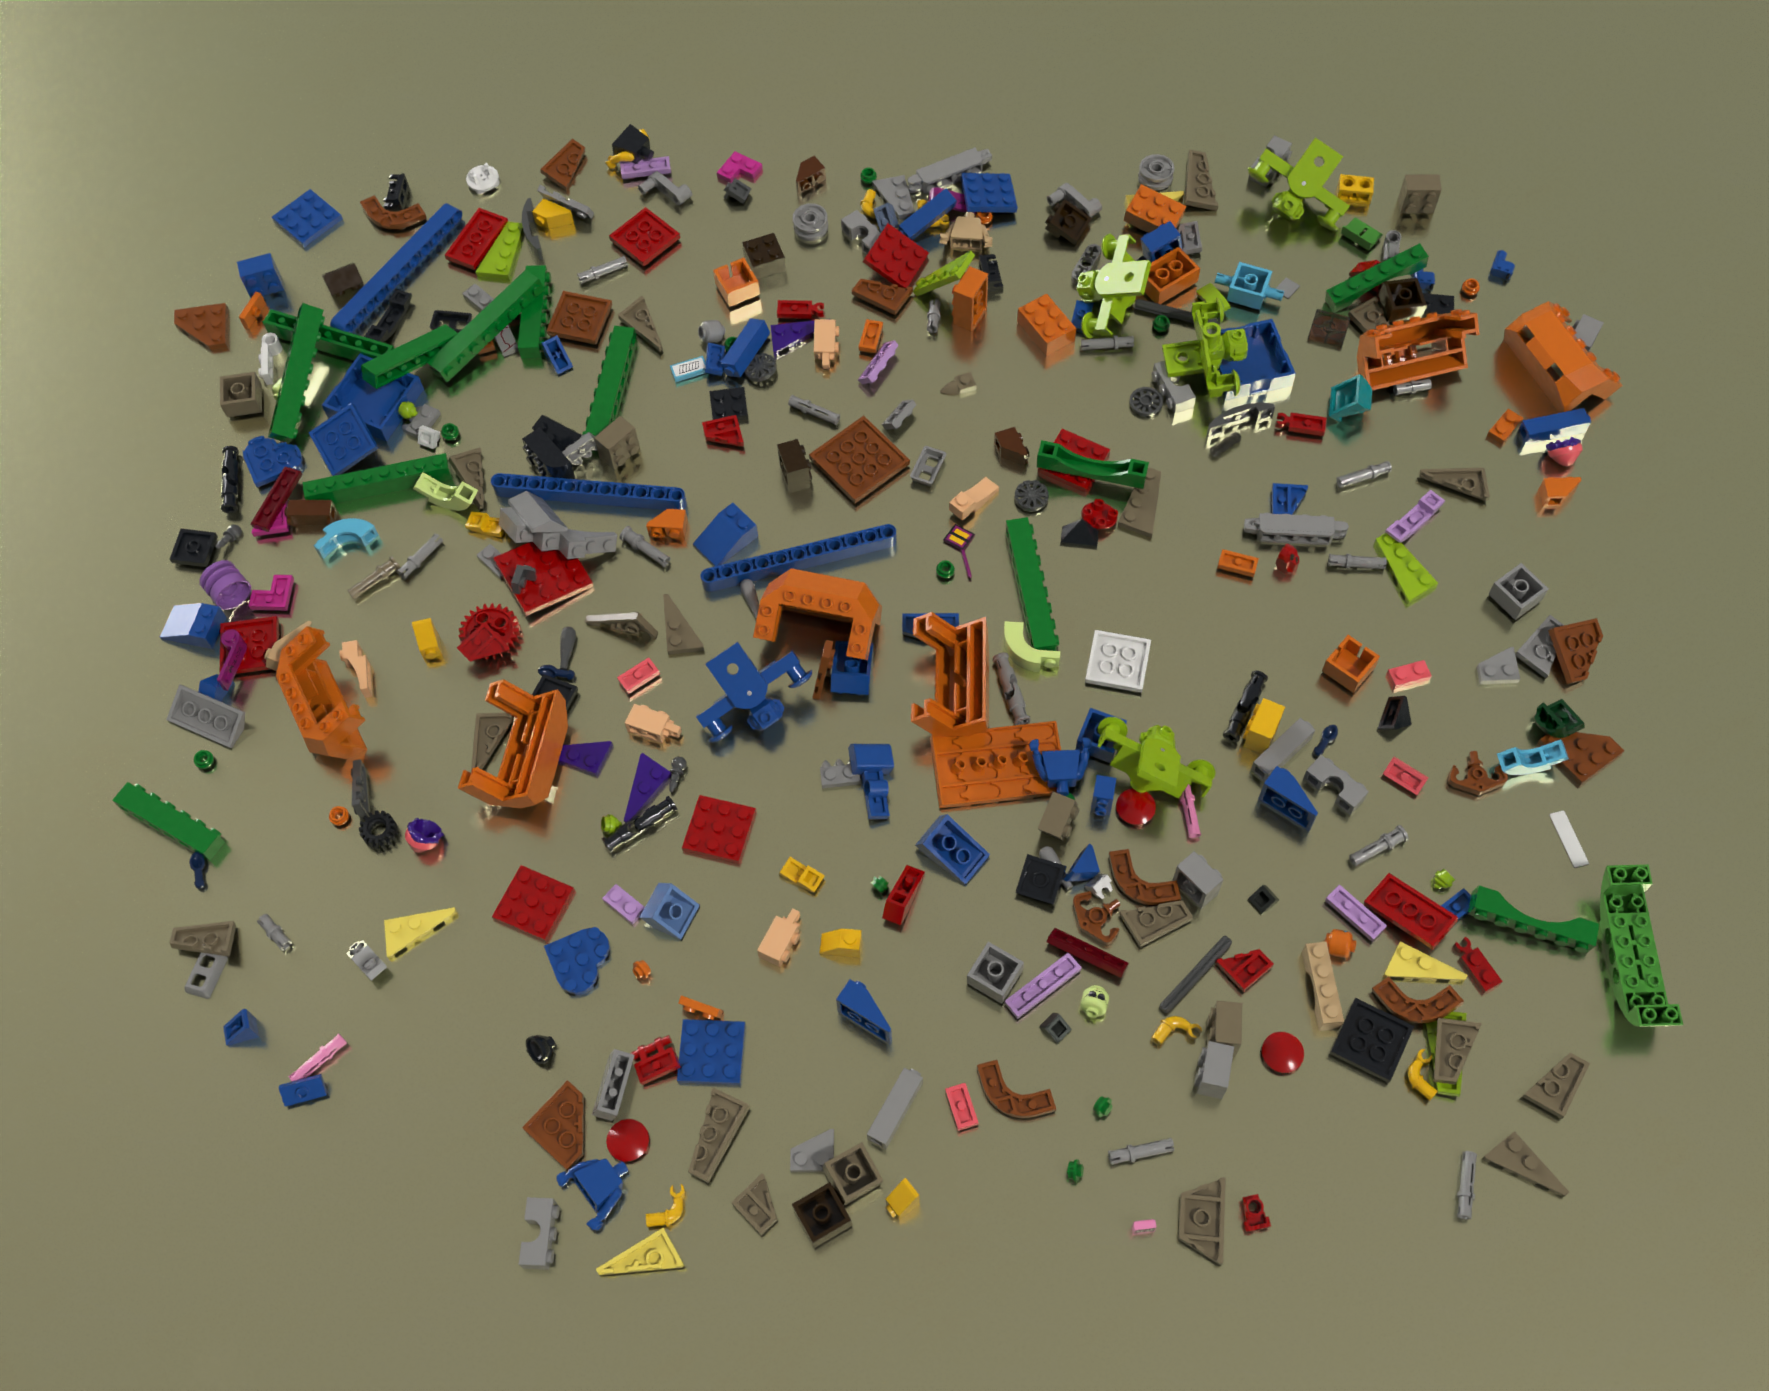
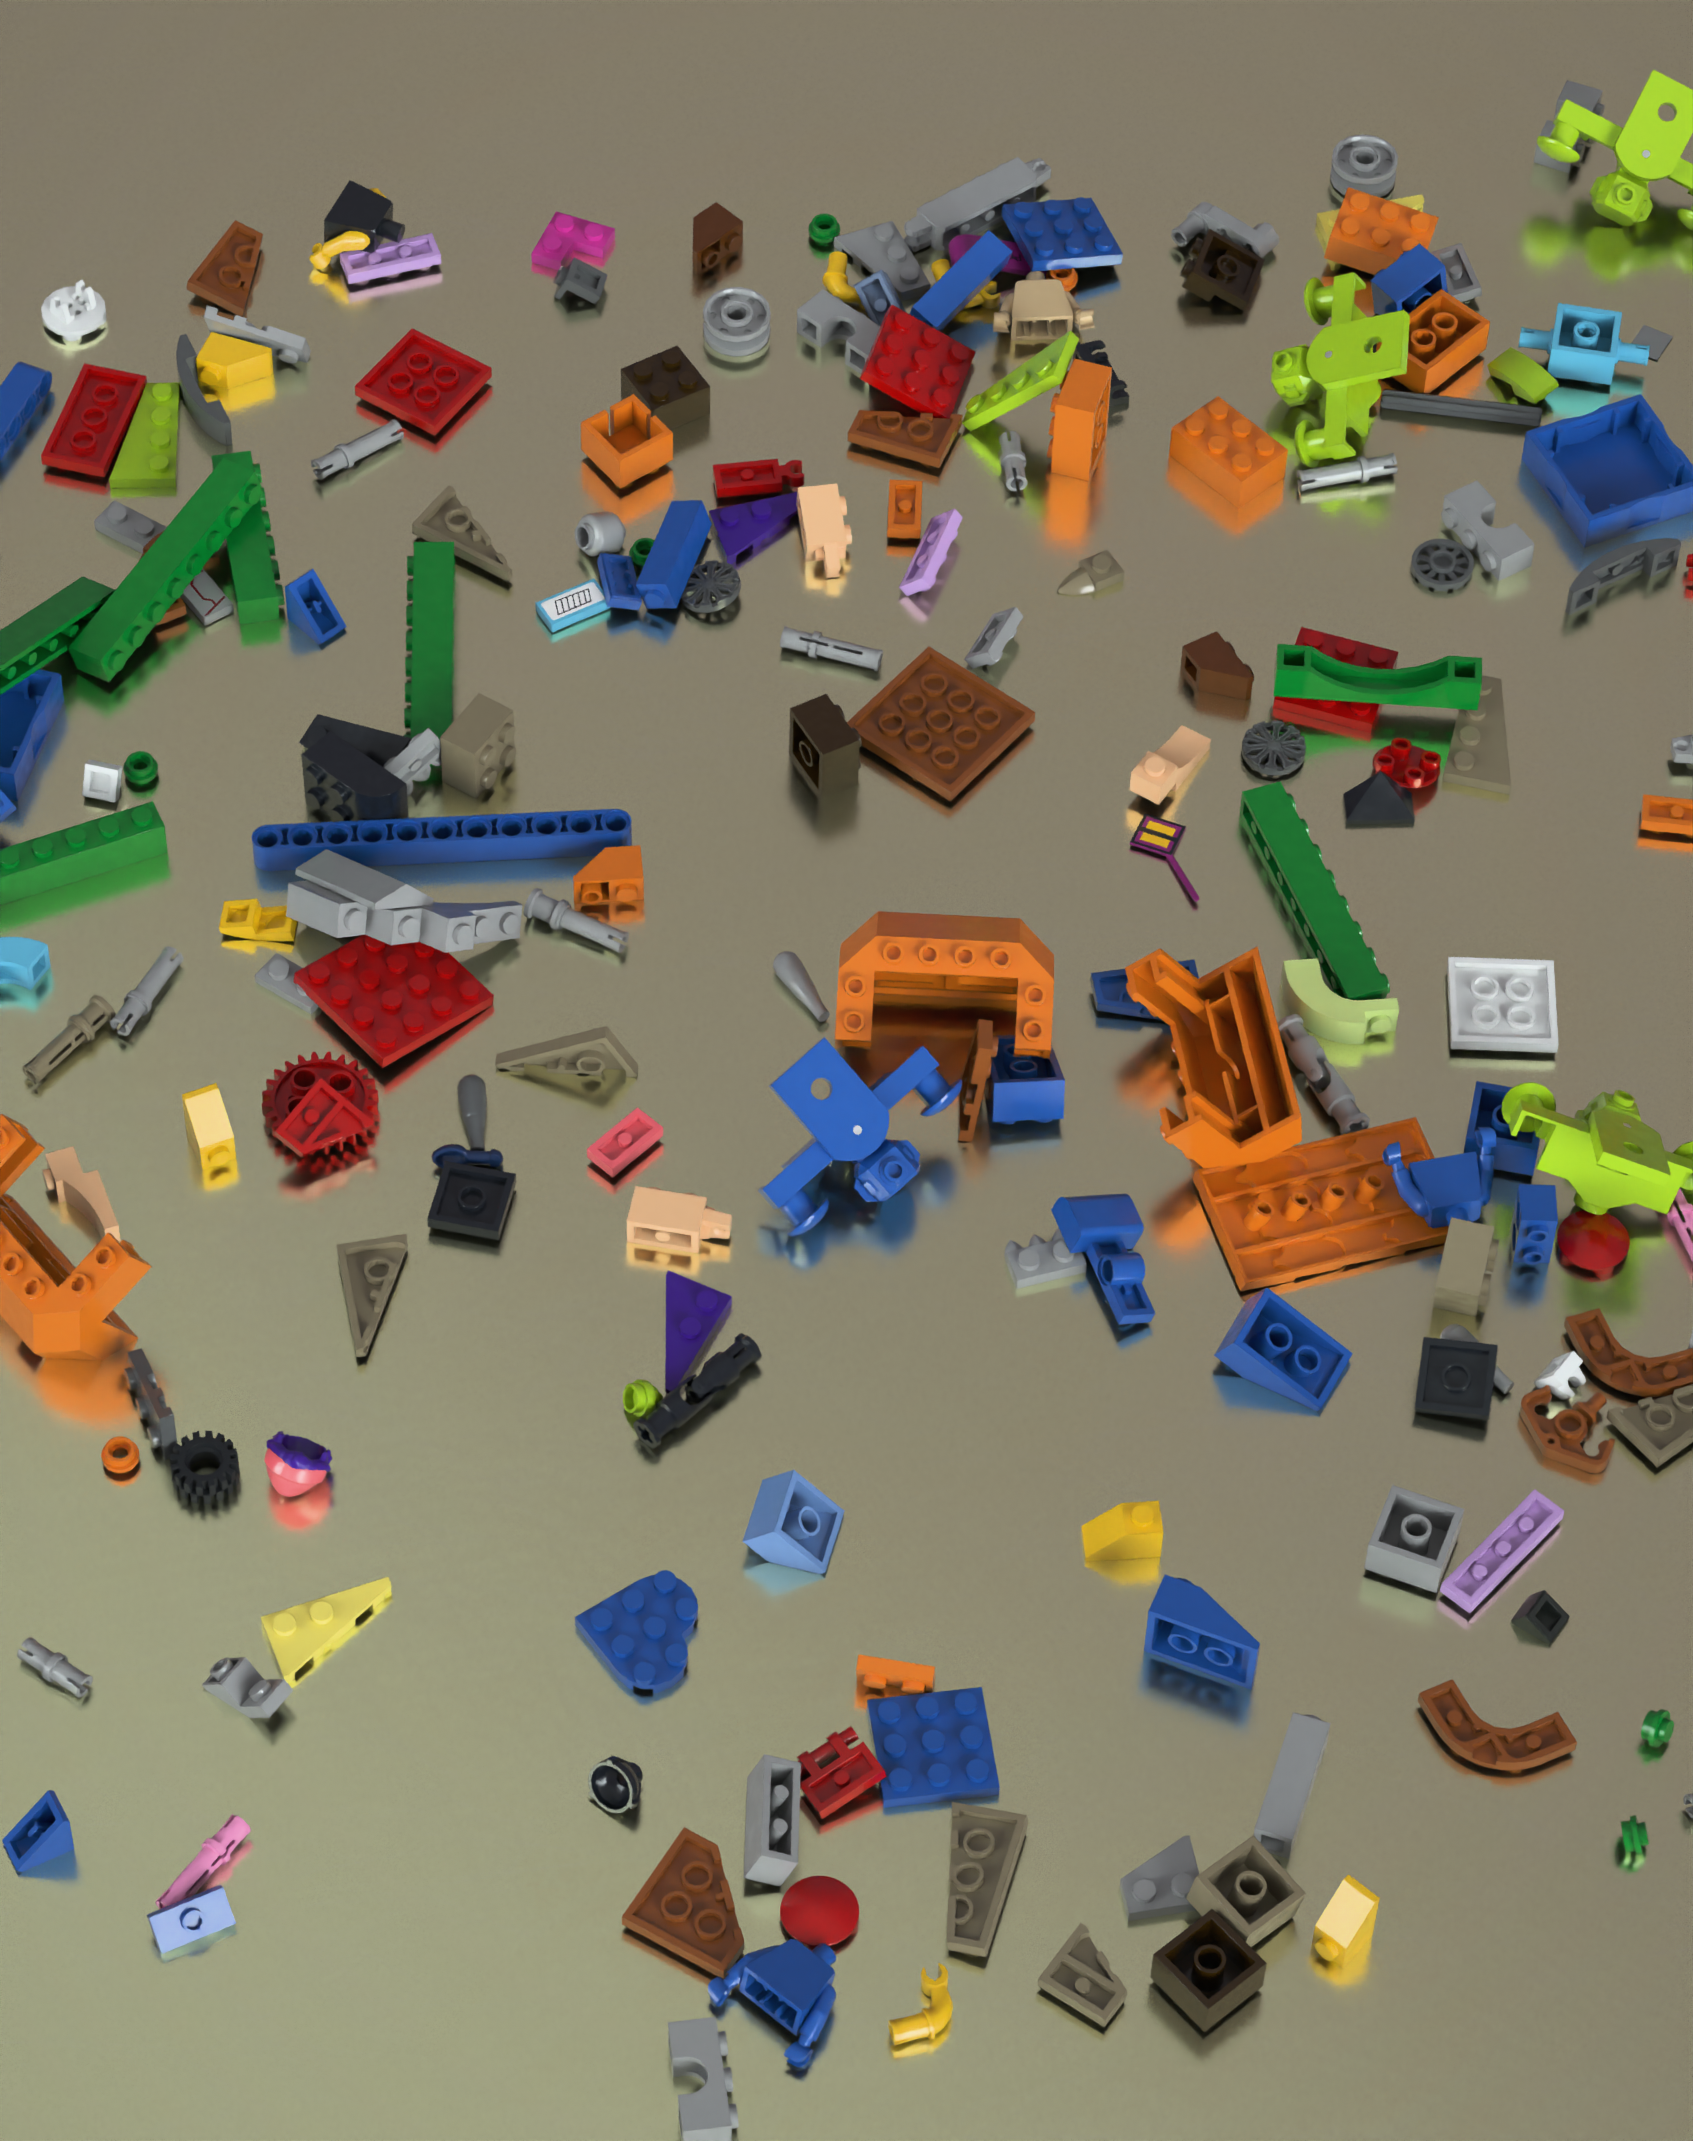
camera: 15 degrees left, 10 degrees down
(407, 410) = (51, 737): lime plate -> none
(426, 416) = (79, 747): light grey plate -> none
(445, 496) = (172, 880): yellowish green arch -> none
(449, 316) = (87, 566): black piece -> none
(468, 468) = (202, 833): dark tan wing -> none
(521, 576) = (368, 990): dark grey bracket -> none
(530, 751) = (460, 1283): orange wedge -> none
(533, 903) = (533, 1551): red plate -> none
(579, 317) = (337, 537): dark orange plate -> none
(586, 756) = (557, 1294): dark purple wing -> none
(623, 904) = (703, 1528): lavender plate -> none
(641, 970) = (768, 1629): orange plate -> none
(649, 1254) = (910, 2086): light yellow wing -> none
(659, 181) = (443, 290): light grey beam -> none
(678, 765) = (742, 1284): dark grey bar -> none
(679, 633) = (679, 1061): dark tan wing -> none
(719, 829) = (846, 1380): red plate -> none
(724, 431) = (670, 704): red wing -> none
(726, 535) = (725, 882): blue slope -> none
(729, 403) = (665, 659): black plate -> none
(780, 938) = (1009, 1543): light nougat hinge -> none
(790, 555) = (846, 911): blue beam -> none
(801, 875) = (1024, 1438): yellow slope -> none
(880, 883) = (1167, 1427): green plate -> none
(902, 895) = (1214, 1441): red slope -> none
(920, 466) = (1074, 698): light grey piece -> none
(945, 565) = (1148, 891): green plate -> none
(961, 1106) = (1408, 1765): coral plate -> none
(1080, 310) = (1283, 426): blue plate -> none
(1084, 867) = (1528, 1347): blue slope -> none
(1086, 258) = (1271, 330): light grey beam -> none
(1087, 952) = (1568, 1486): dark red tile -> none
(1094, 1001) = (1601, 1562): yellowish green head -> none
(1161, 323) = (1437, 427): green plate -> none
(1199, 183) = (1446, 178): dark tan wing -> none
(1208, 350) = (1541, 457): lime piece -> none
(1225, 444) = (1604, 619): clear smoke axle -> none

